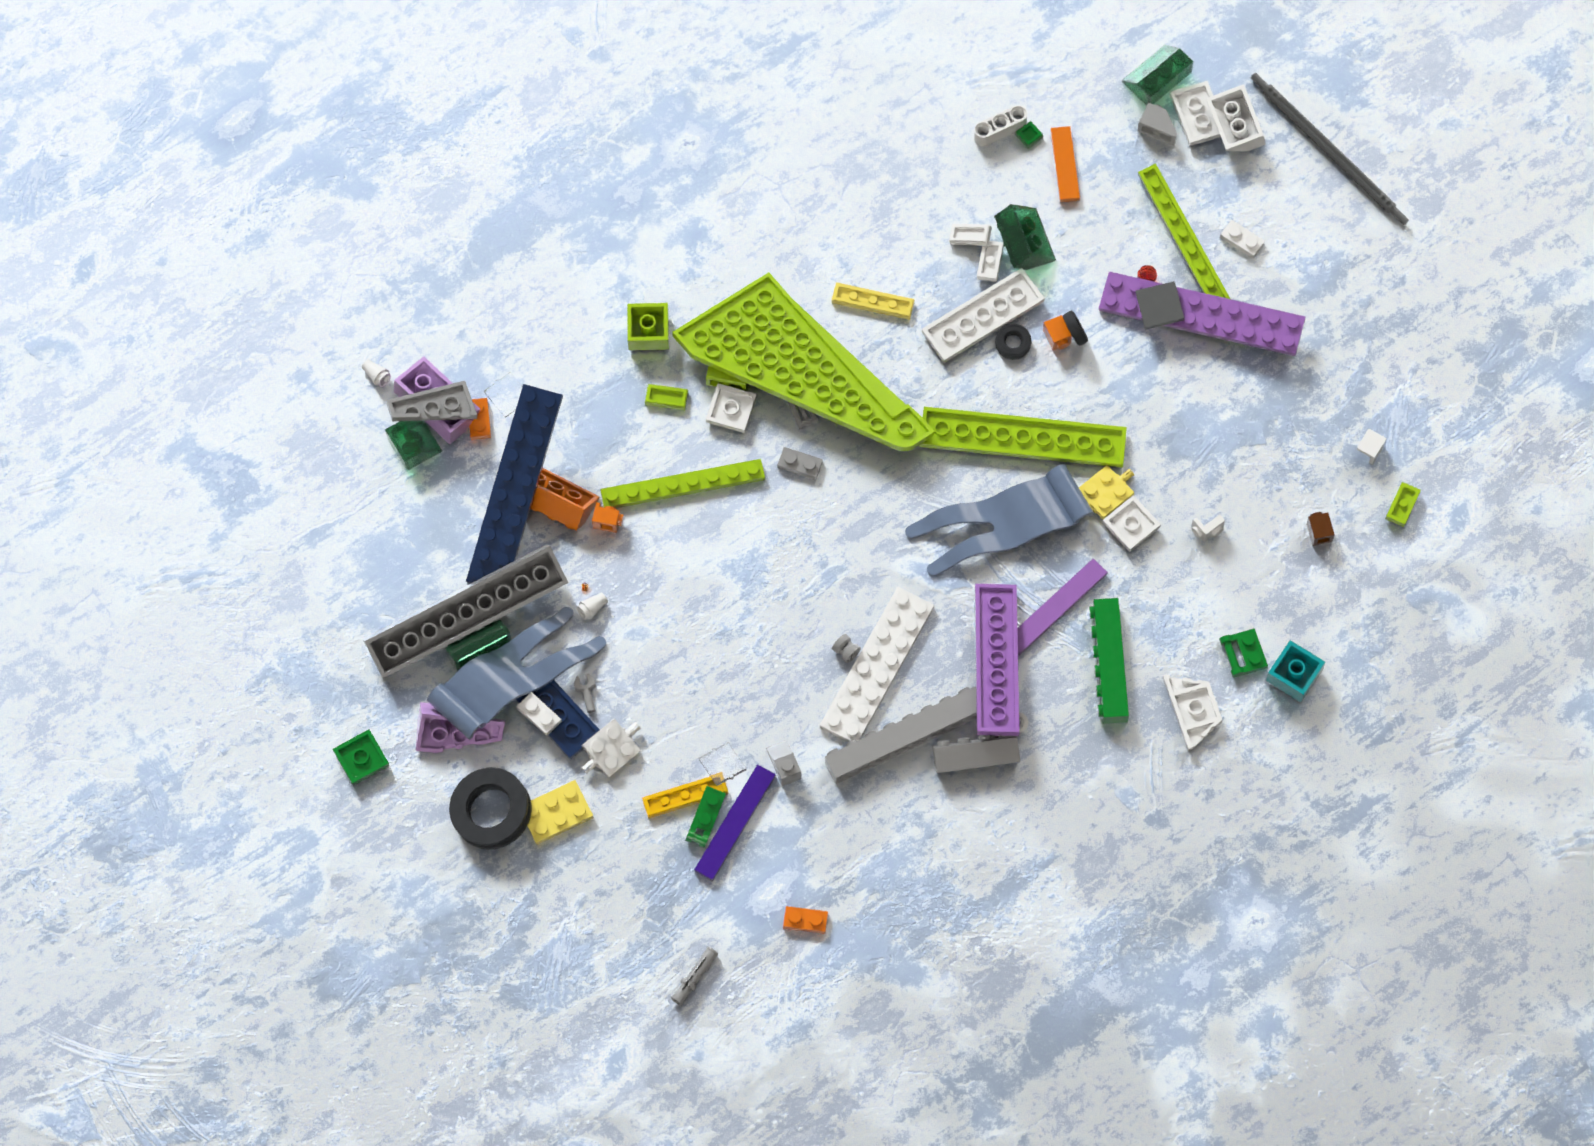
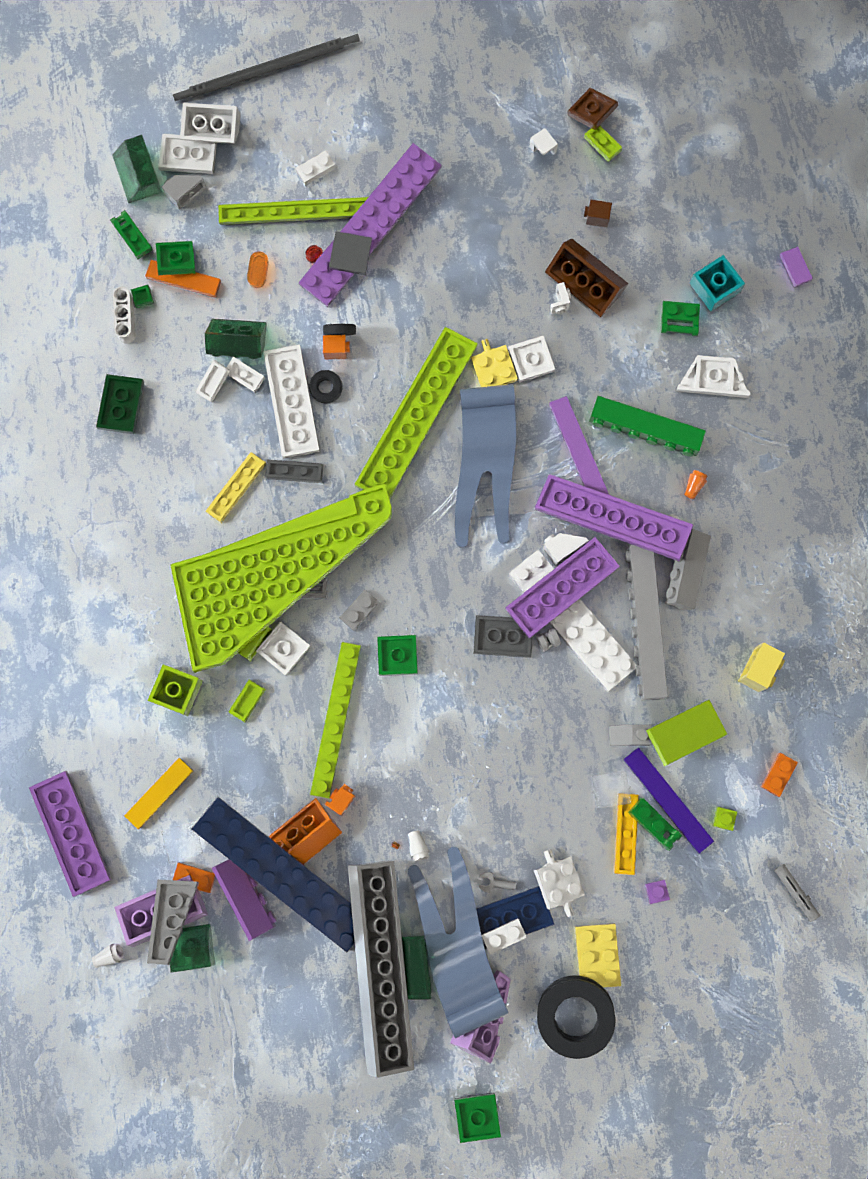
camera: 65 degrees left, 10 degrees up
(474, 292) = (70, 833): none -> medium lavender plate
(476, 468) = (244, 899): none -> medium lavender slope
(544, 355) = (159, 793): none -> yellow tile
(640, 844) = (657, 891): none -> medium lavender plate
(739, 883) = (724, 818): none -> lime plate
(769, 514) = (397, 655): none -> green plate
(808, 809) = (686, 732): none -> lime tile
(832, 607) = (500, 637): none -> dark grey tile
(903, 638) = (562, 587): none -> medium lavender plate
(904, 857) = (762, 667): none -> light yellow brick
(908, 160) = (120, 404): none -> dark green plate
(913, 348) = (294, 471): none -> dark grey tile
(947, 627) = (563, 546): none -> white slope
(1071, 730) = (695, 484): none -> orange cone
(1080, 147) = (175, 258): none -> green plate
(1087, 97) = (131, 235): none -> green plate
(1107, 229) = (257, 269): none -> clear orange tile
(1244, 542) = (586, 277): none -> reddish brown slope
(1355, 748) = (796, 267): none -> medium lavender tile
(1435, 479) = (592, 108): none -> reddish brown tile

